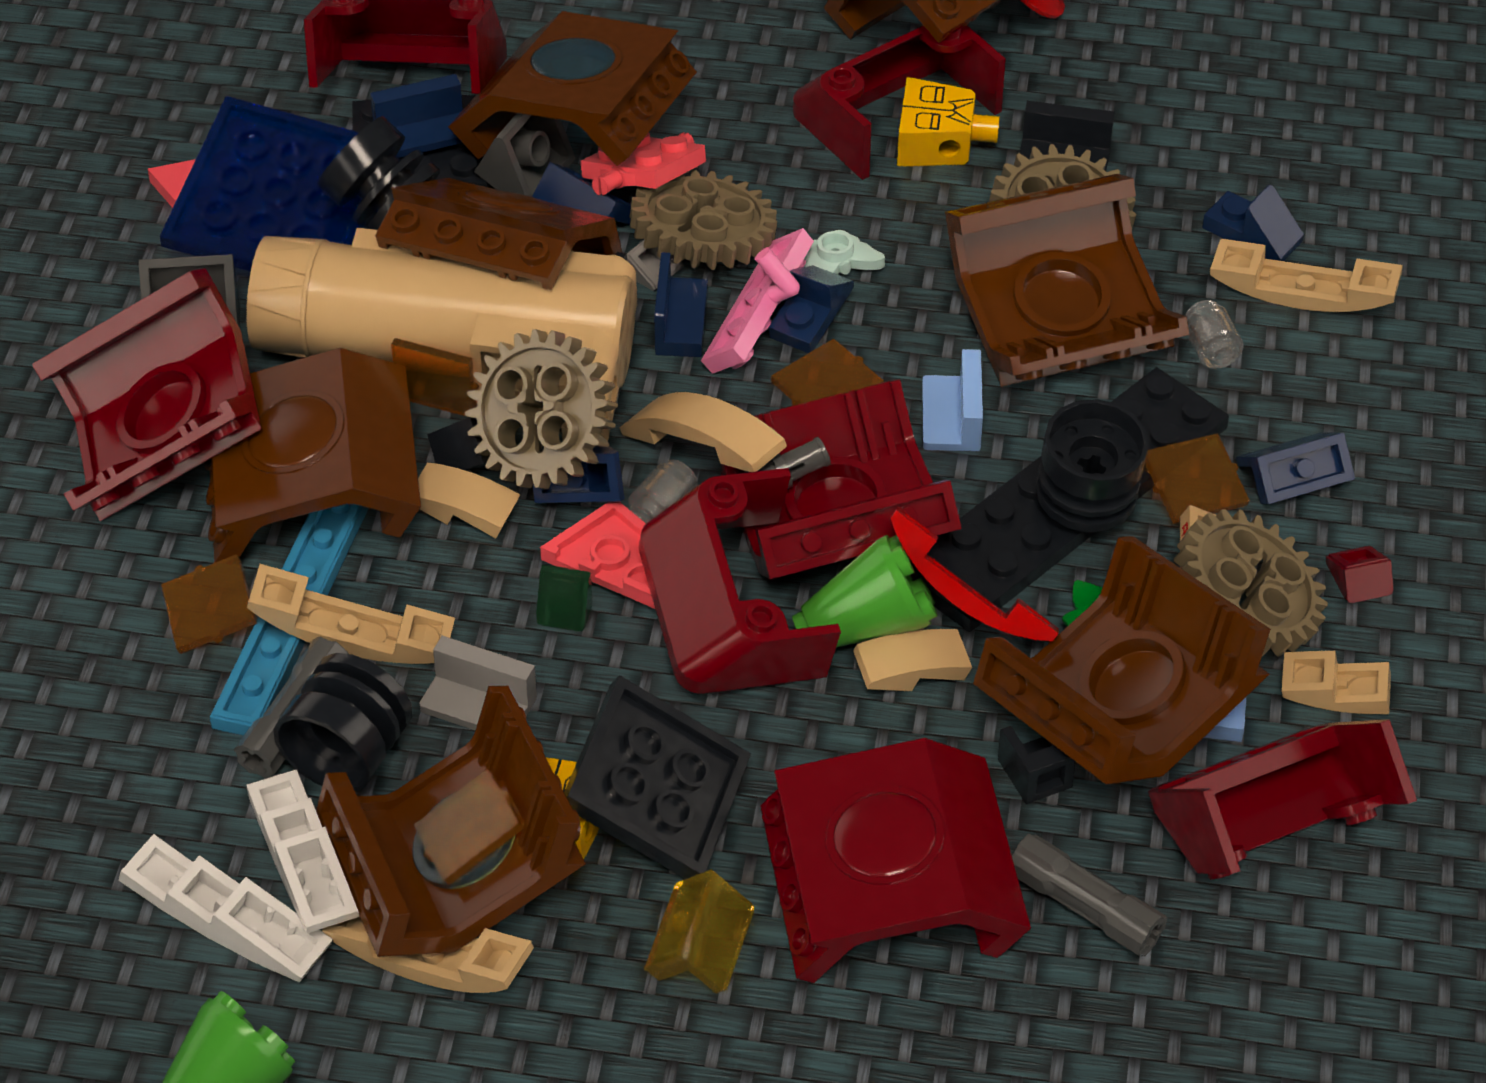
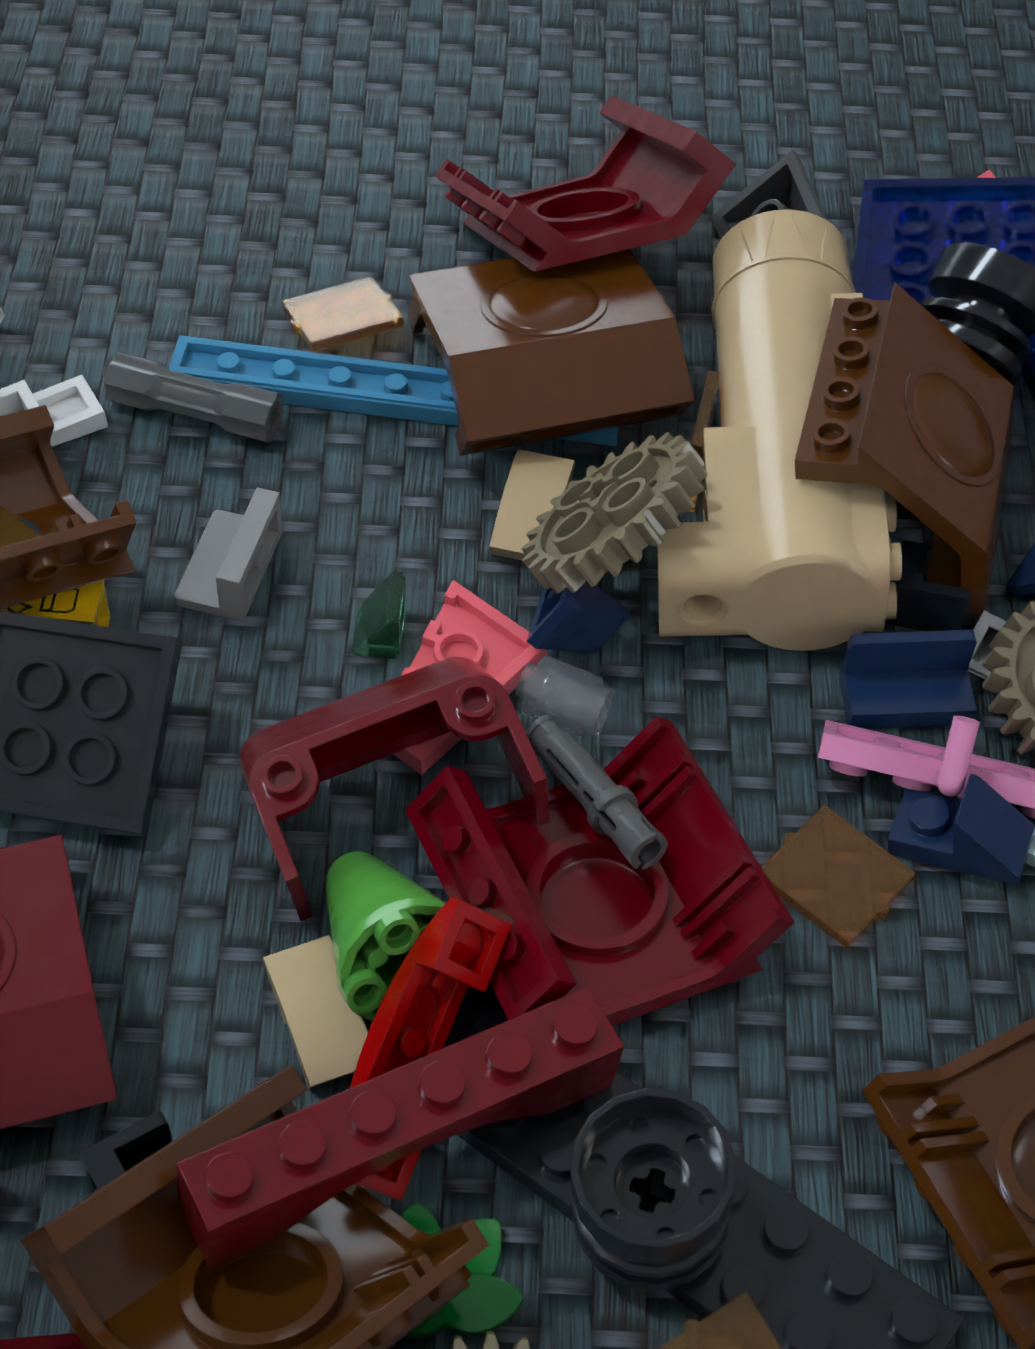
camera: 80 degrees right, 5 degrees up
(343, 720) = (139, 422): black wheel -> none
(361, 630) = (318, 419): tan slope -> none
(736, 434) = (648, 711): tan slope -> none
(954, 407) = (815, 1036): light blue panel -> none
(1062, 622) = (288, 1168): none -> dark red arch

